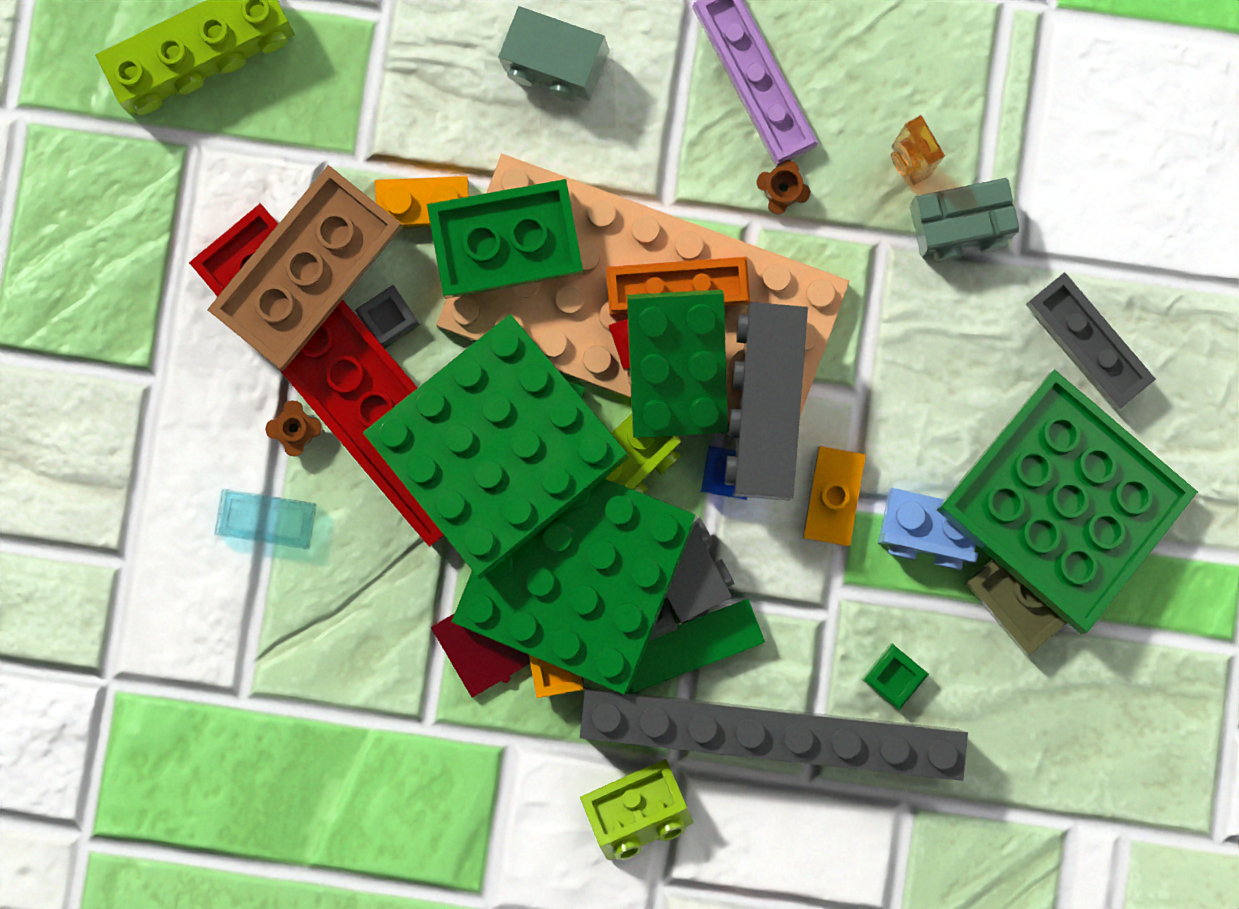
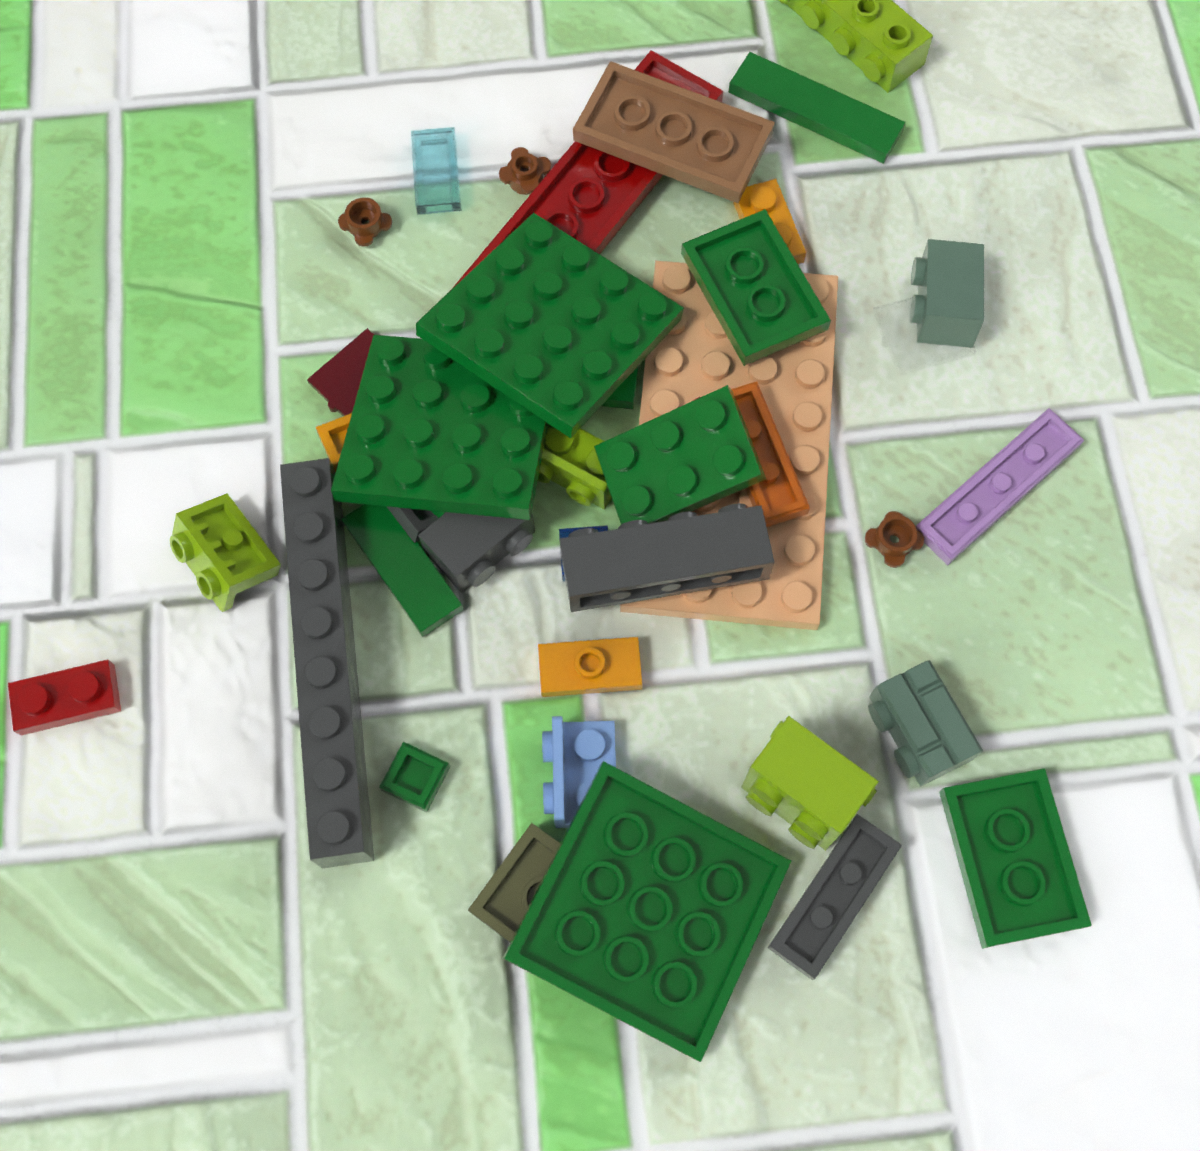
camera: 80 degrees right, 15 degrees down
(294, 603) = (364, 210): none -> dark orange plate
(297, 113) = (816, 107): none -> green tile
(387, 316) = (652, 223): dark grey tile -> none
(916, 151) = (976, 644): clear orange plate -> none
(1010, 330) = (807, 784): none -> lime brick
(1095, 181) = (1014, 858): none -> green plate

